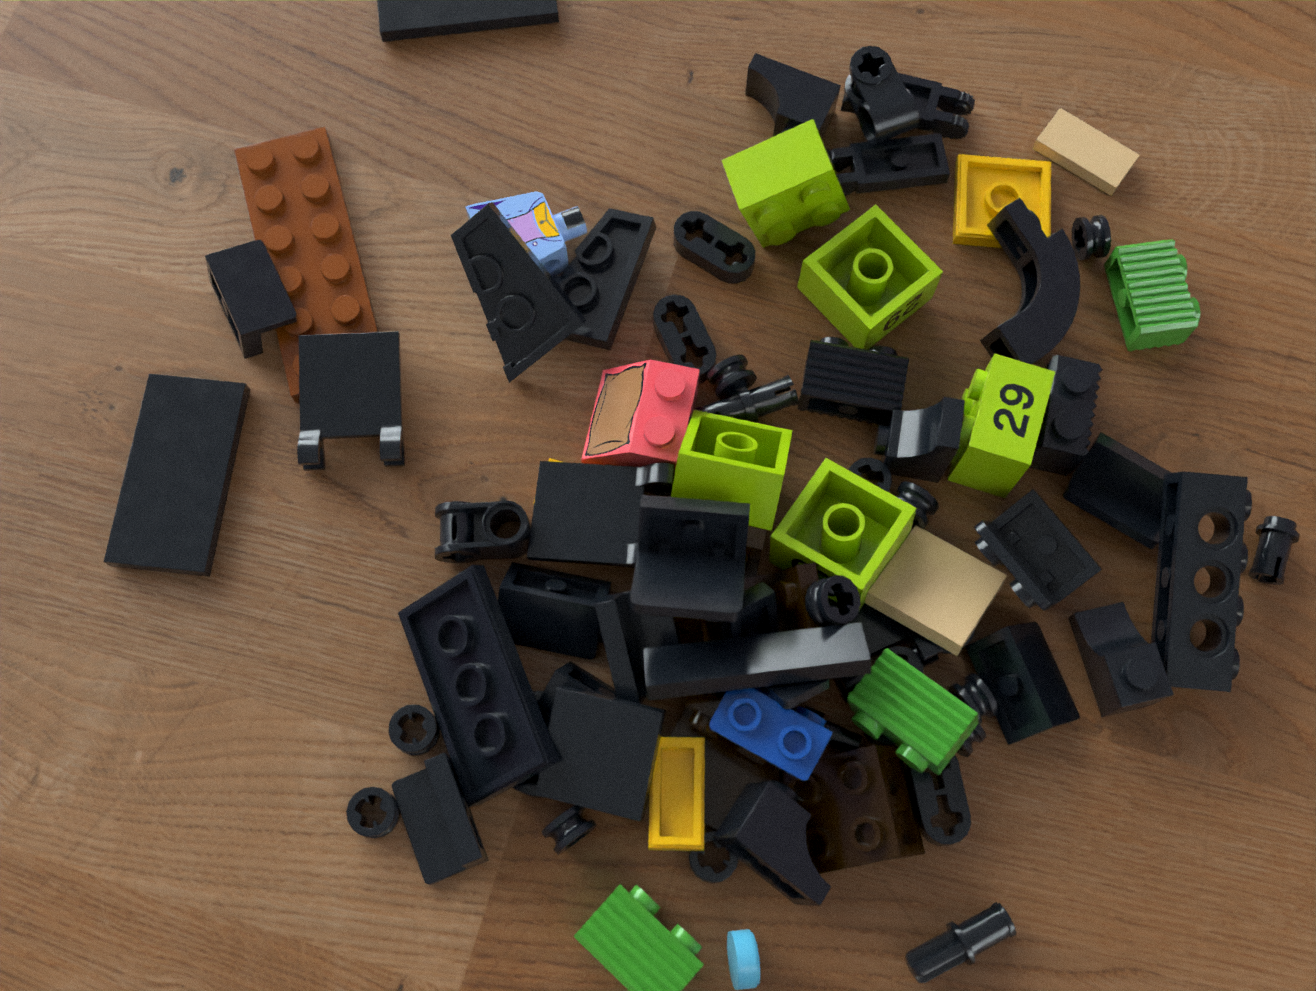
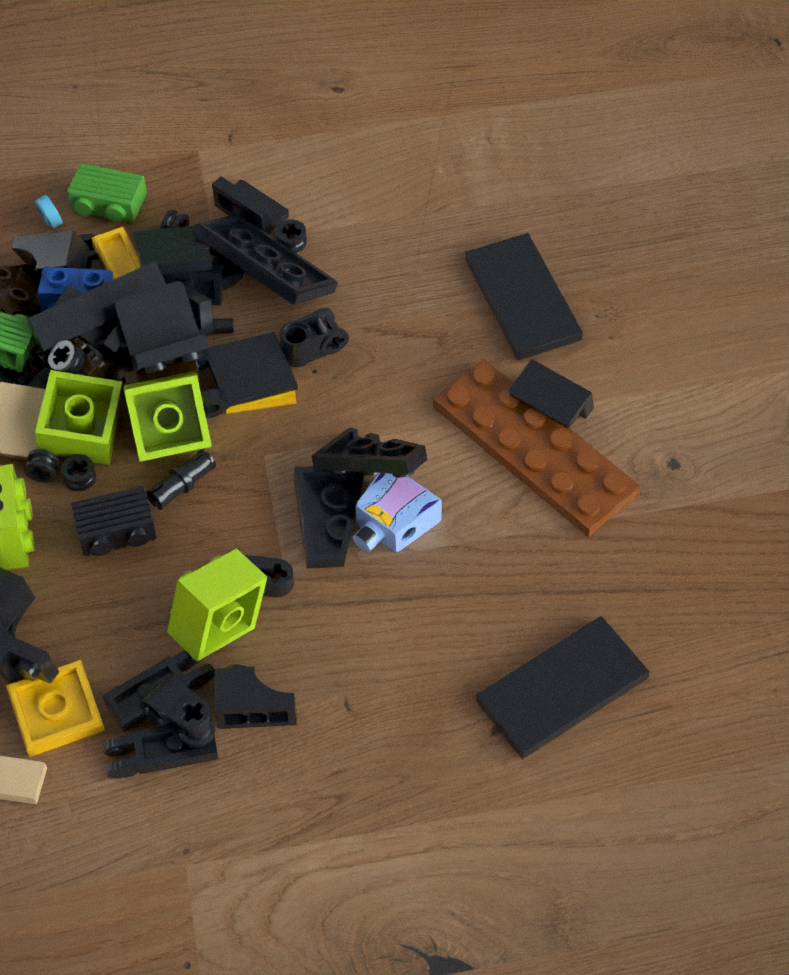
camera: 155 degrees right, 15 degrees down
(350, 392) = (444, 371): black flag -> none
(357, 820) = (290, 185): black bush -> none
(552, 609) = (246, 321): black panel -> none
(641, 414) = (246, 439): coral slope -> none
(693, 334) = (242, 511): black beam -> none
(731, 375) = (199, 490): black bush -> none
(868, 278) = (129, 582): lime brick -> none
(922, 440) = (49, 493): black arch -> none

